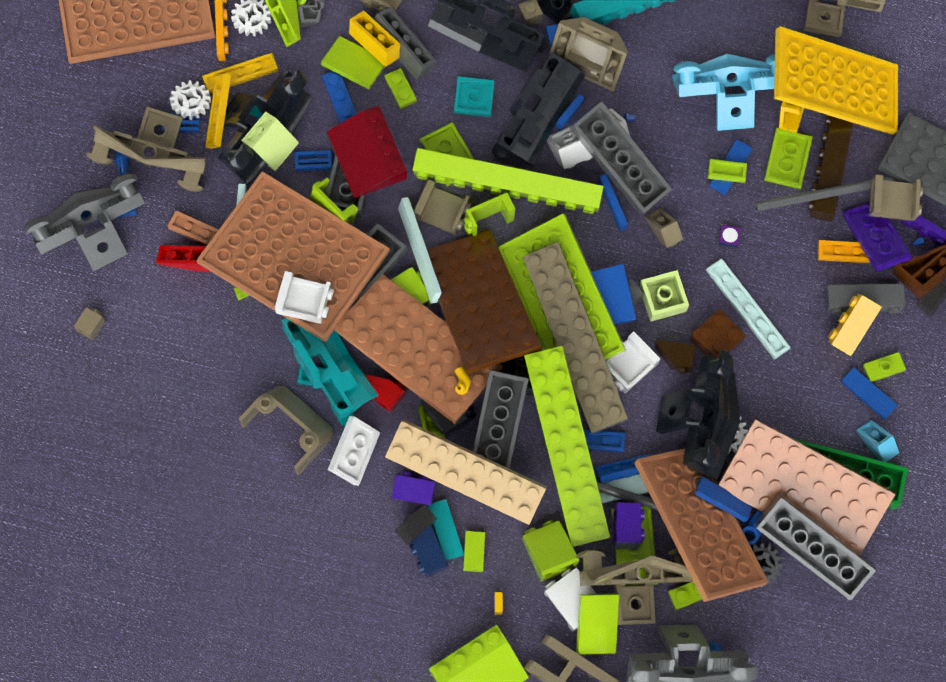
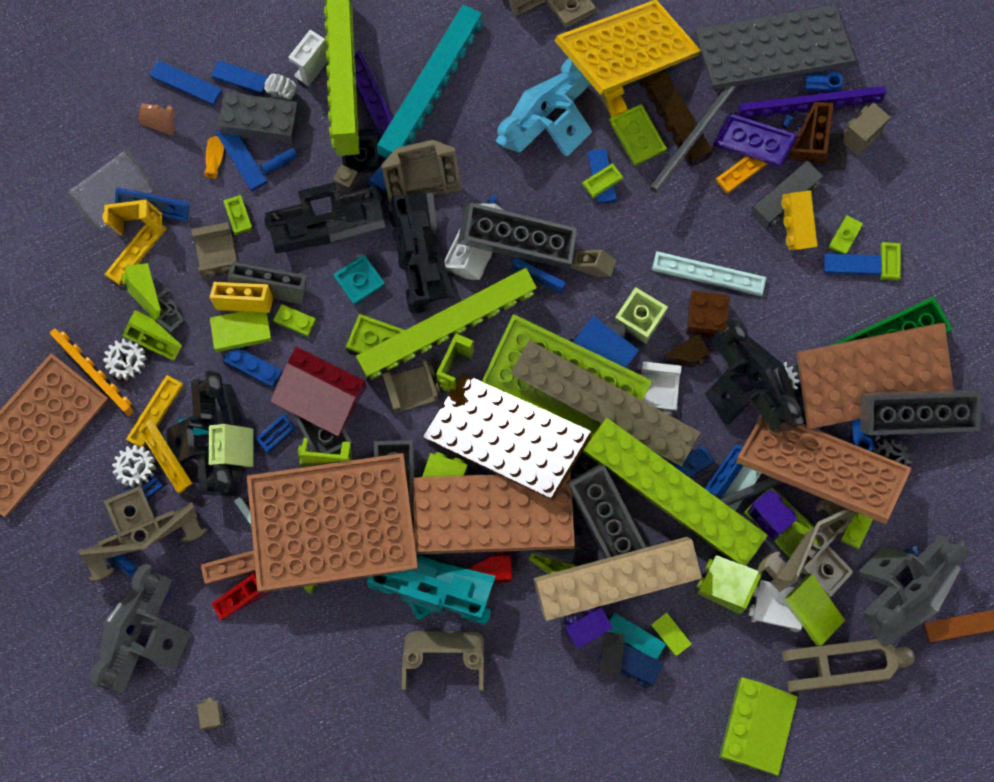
camera: 35 degrees left, 0 degrees up
(303, 298) = (373, 549): white panel -> none
(354, 450) = (512, 636): white plate -> none
(419, 250) = (424, 435): light aqua tile -> none
(464, 381) = (554, 508): yellow arm -> none
(498, 603) = (725, 659): yellow tile -> none
(569, 113) = (444, 232): blue tile -> none
(722, 499) = (822, 434): blue tile -> none
(729, 236) = (646, 229): tile -> none
(878, 441) = (891, 294): medium azure slope -> none
(895, 199) = (747, 101): dark tan panel -> none
(902, 416) = (890, 261): none -> lime tile

